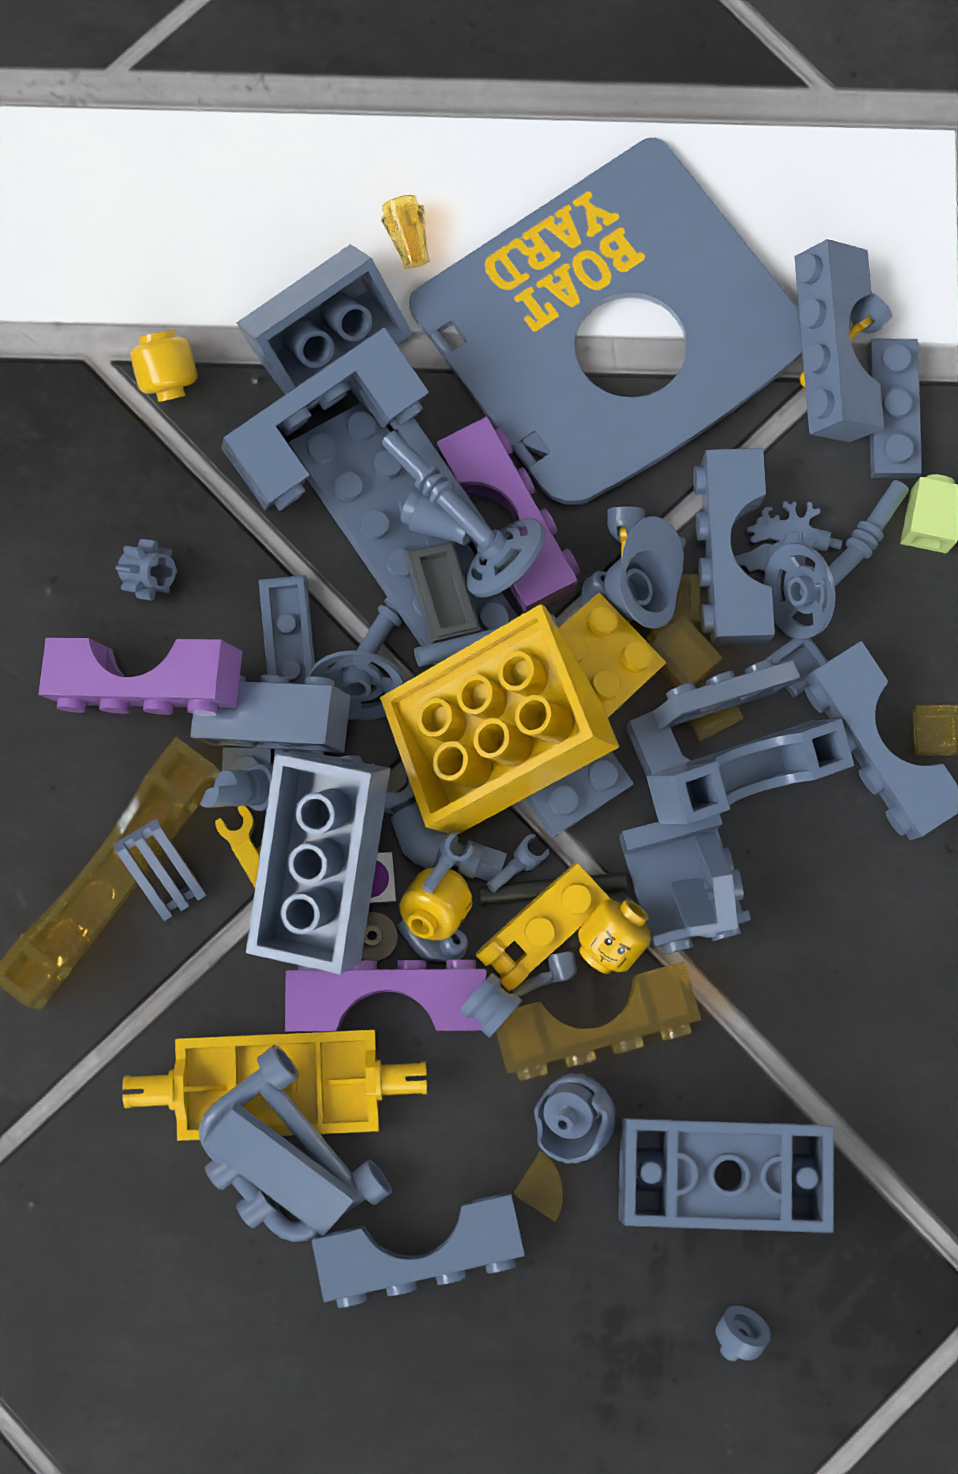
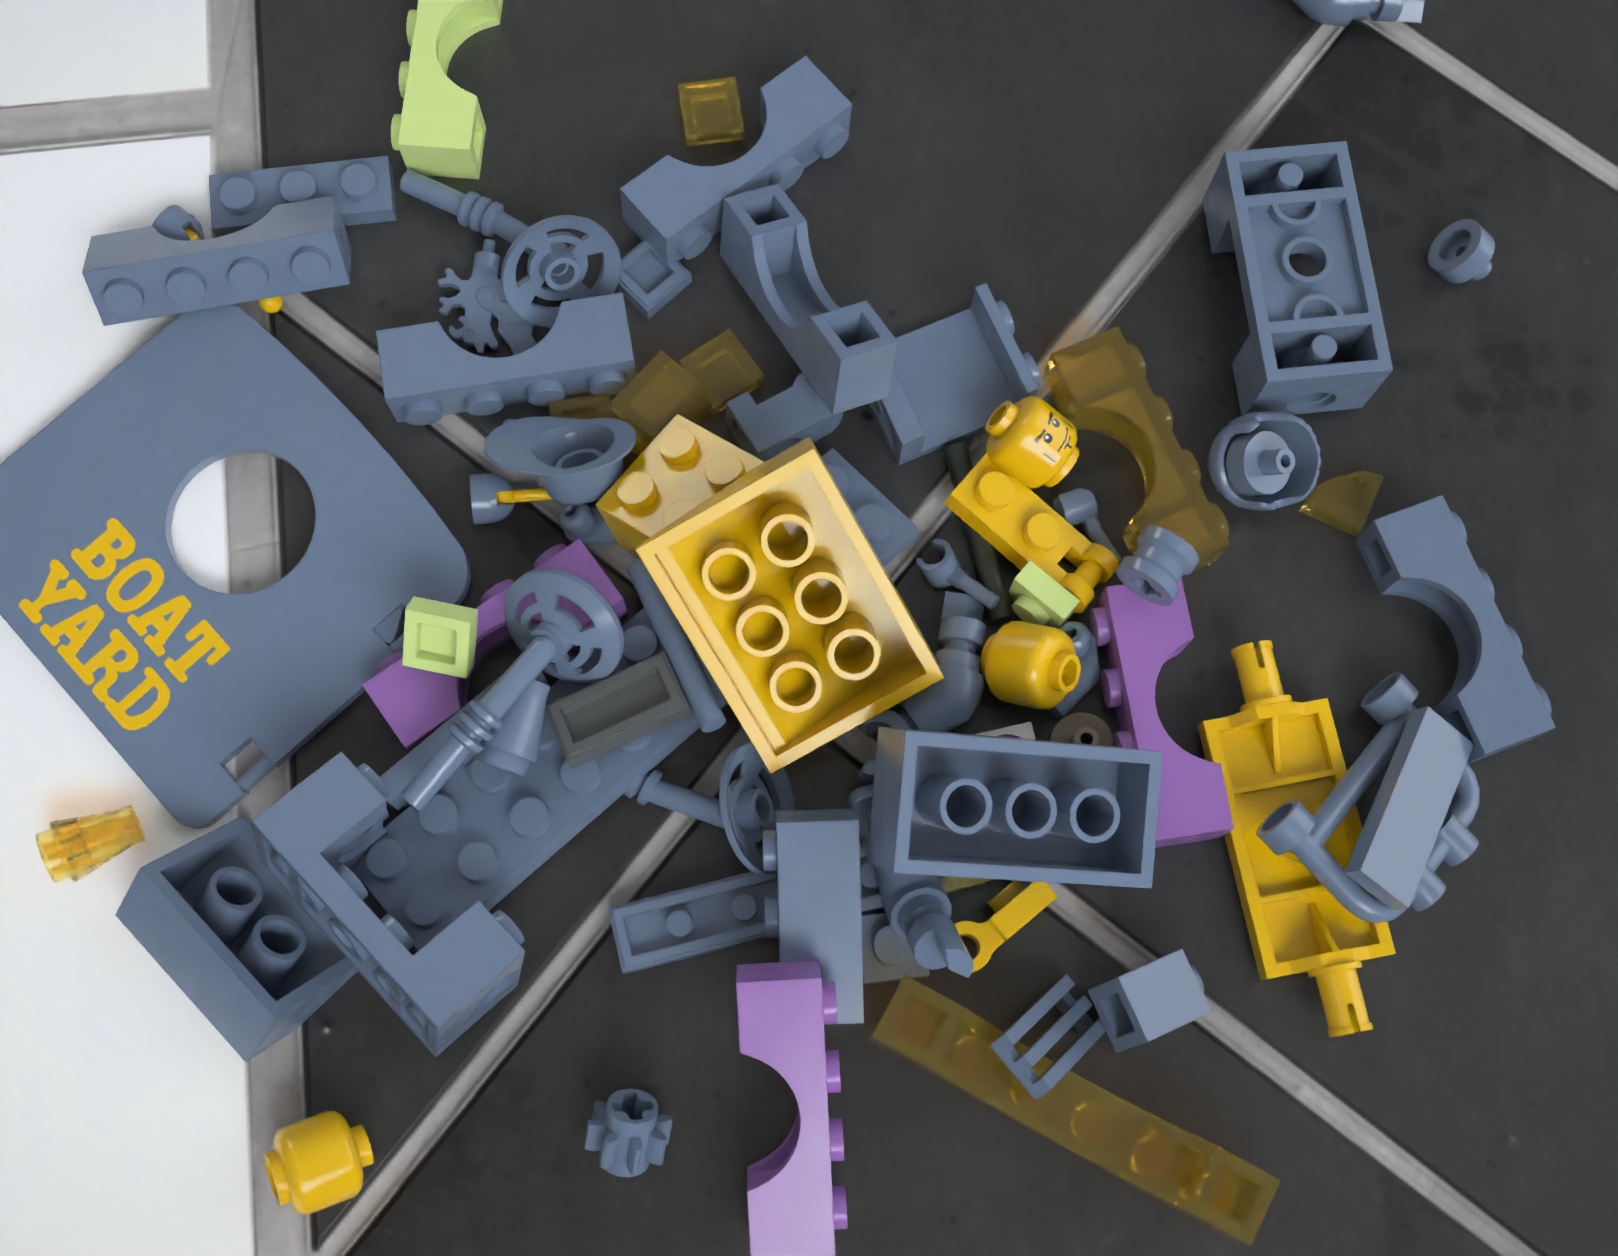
camera: 100 degrees left, 5 degrees down
(173, 949) = (1150, 1001): none -> sand blue brick
(446, 861) = (960, 655): sand blue hand -> none
(487, 922) = (1041, 598): none -> yellowish green plate
(508, 469) = (440, 637): none -> yellowish green plate
(709, 901) = (964, 327): sand blue bracket -> none
(724, 692) = (707, 342): sand blue plate -> none

